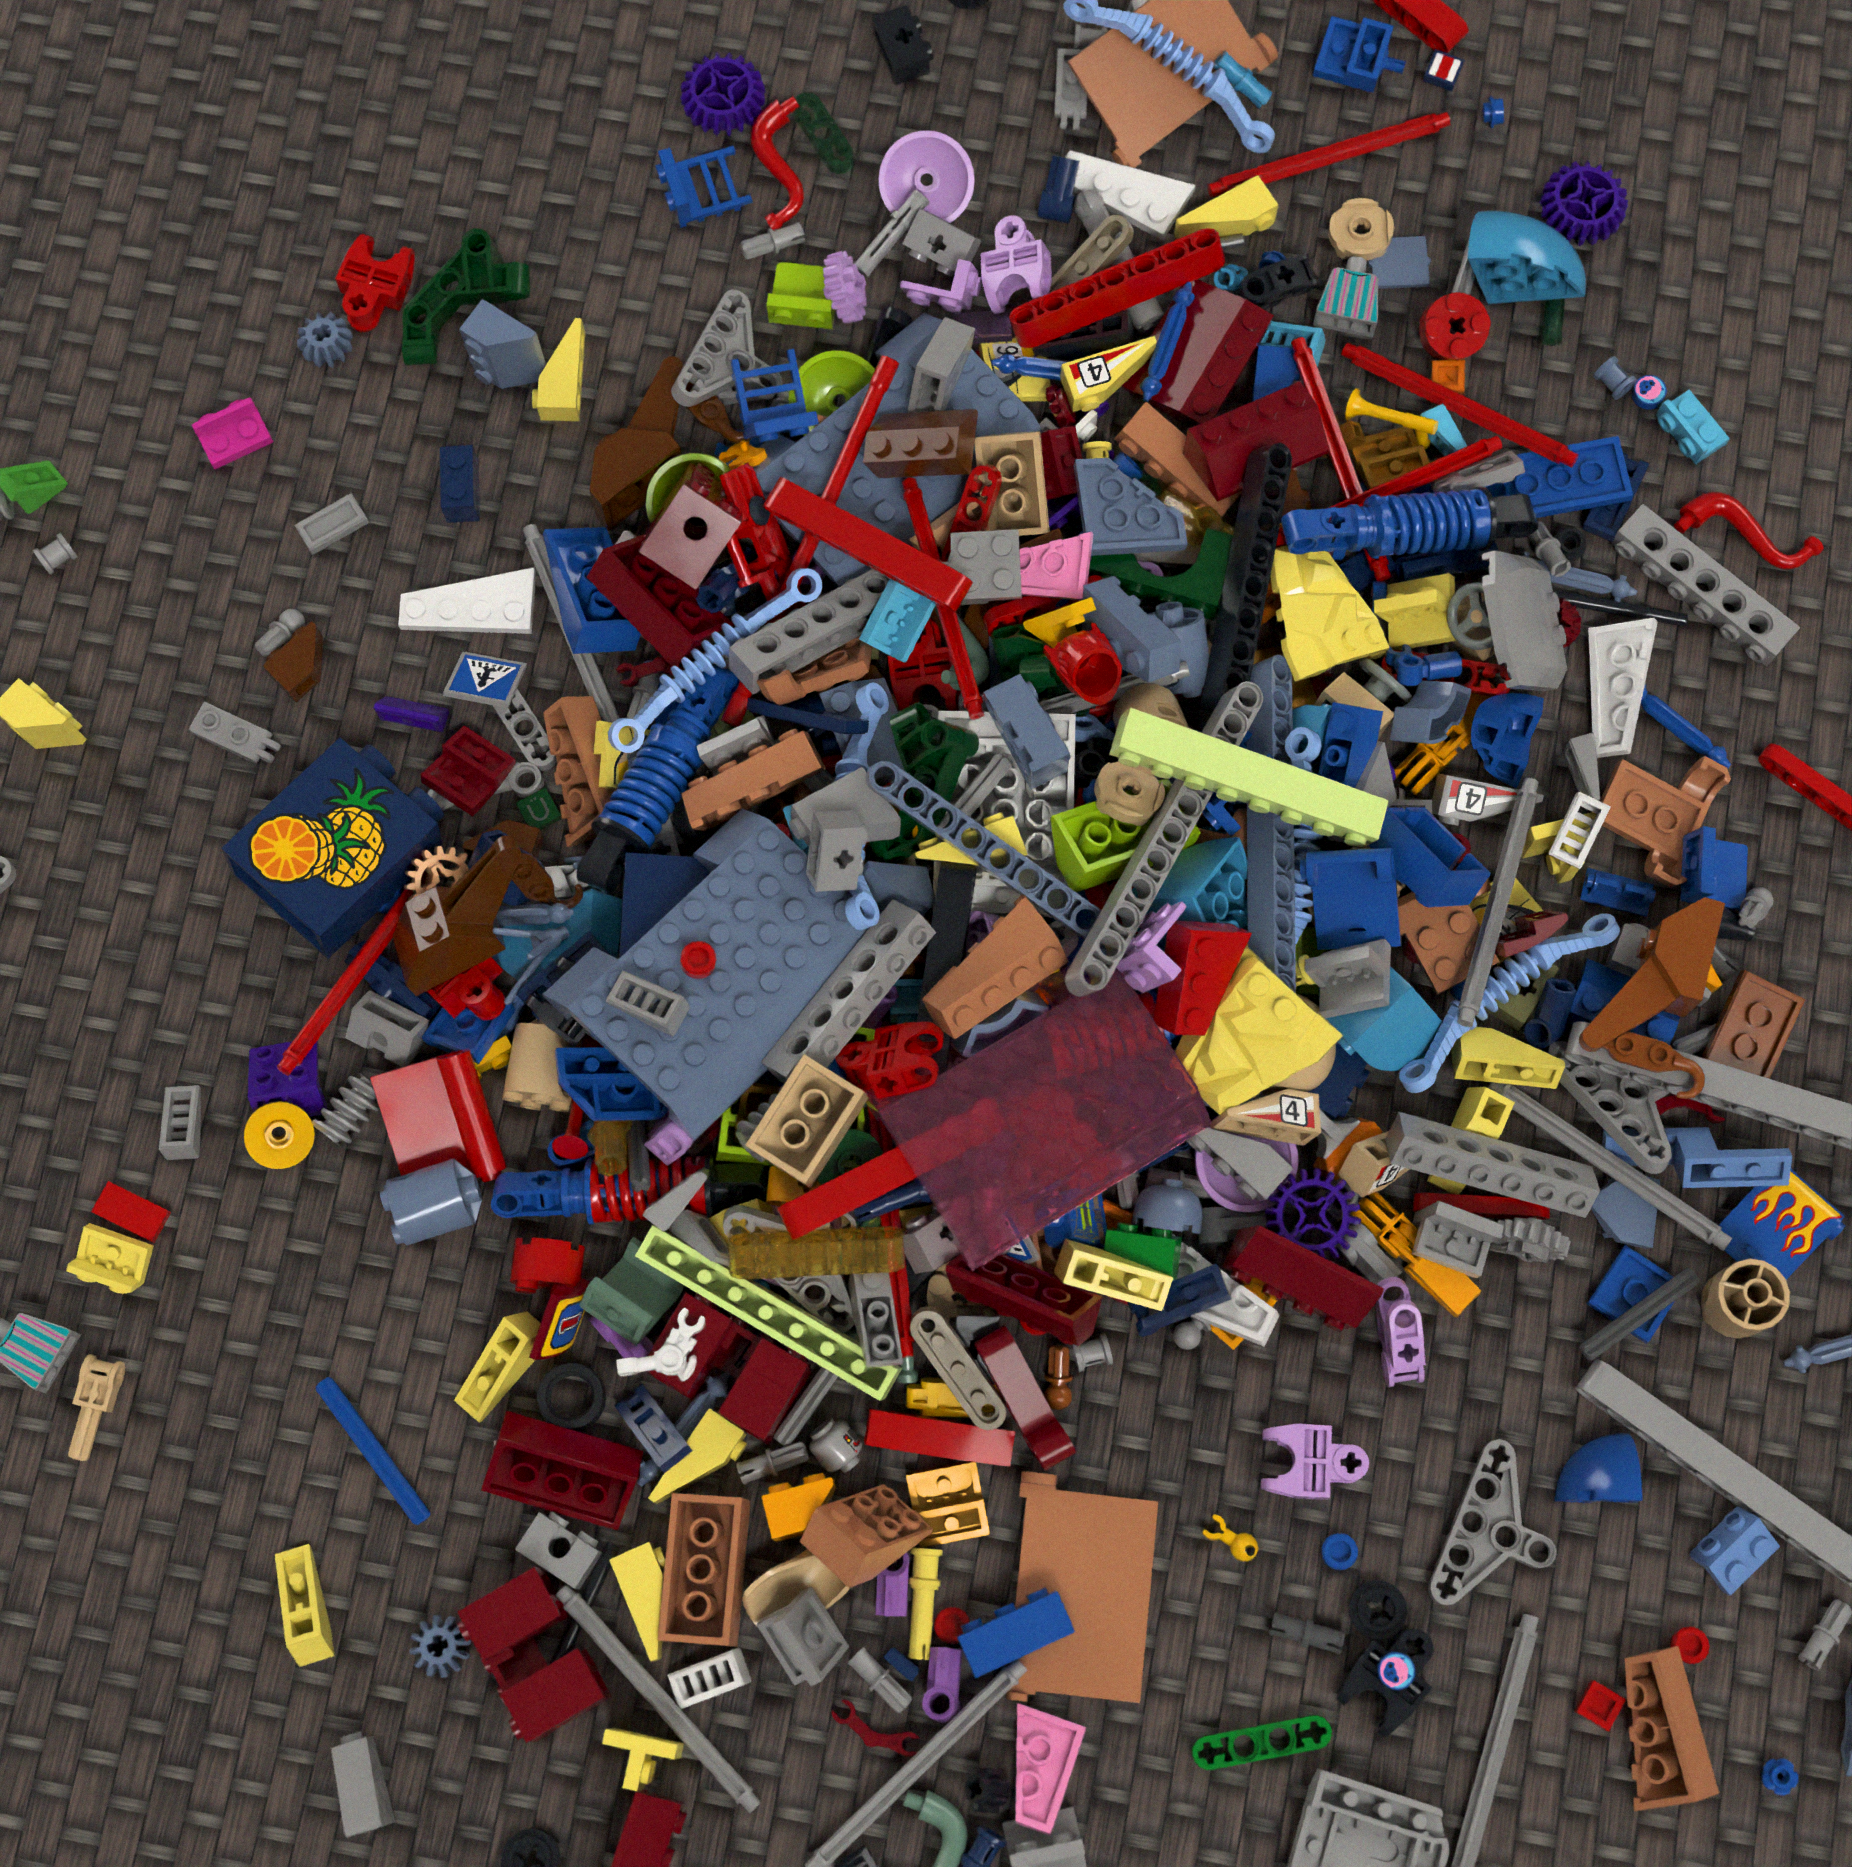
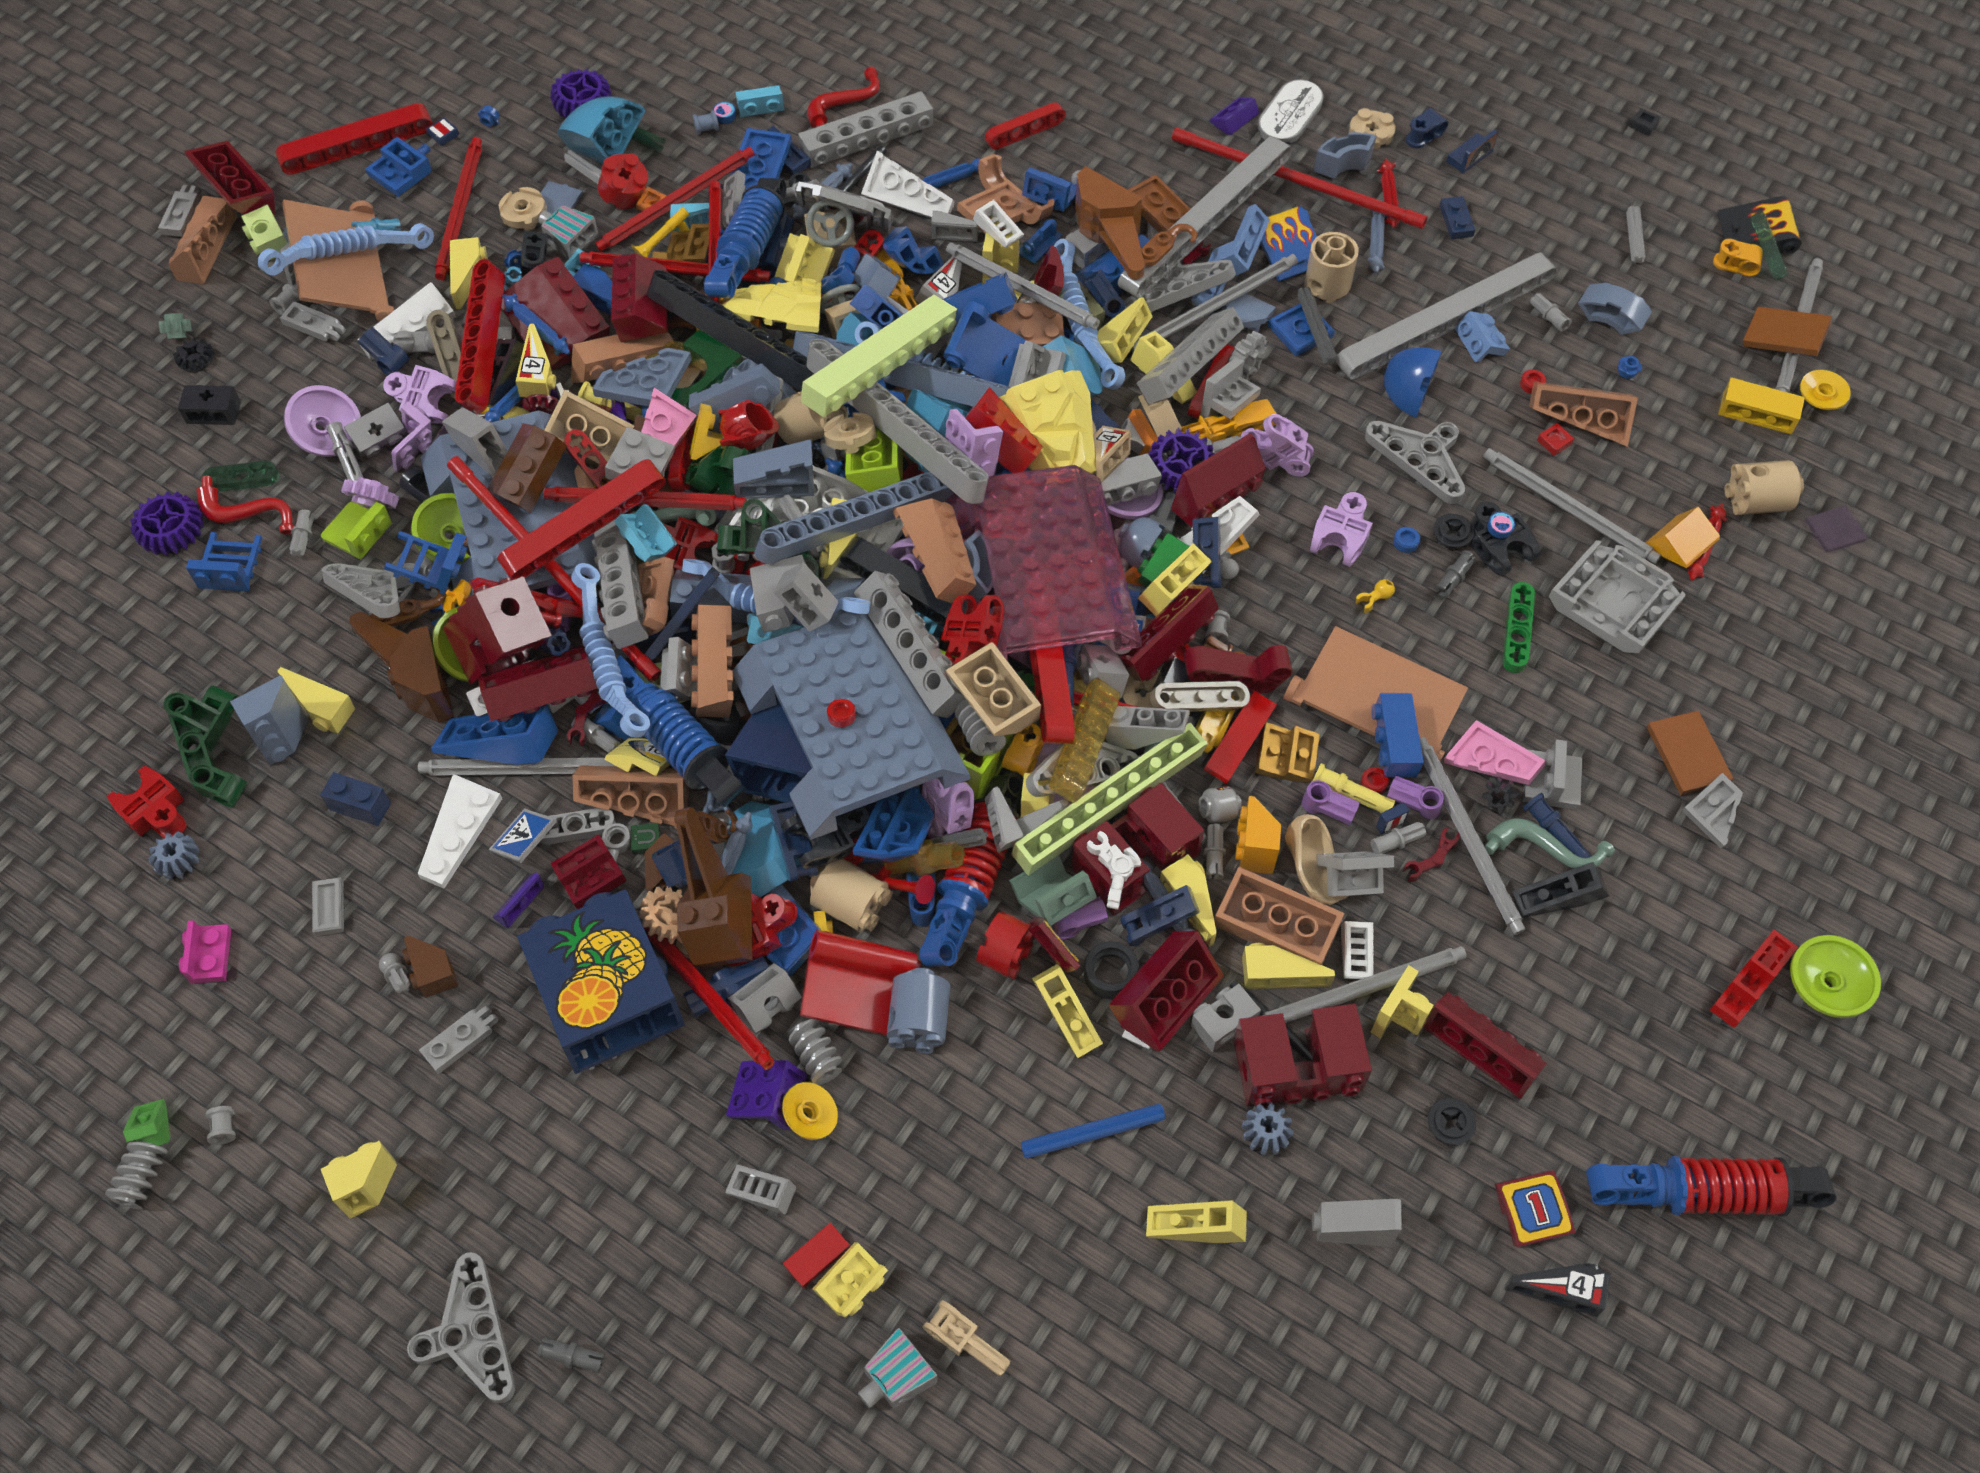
camera: 70 degrees left, 15 degrees down
(542, 943) = (760, 847): sand blue plant -> none
(667, 1024) = (859, 739): light grey slope -> none
(863, 1534) = (1296, 796): nougat slope -> none

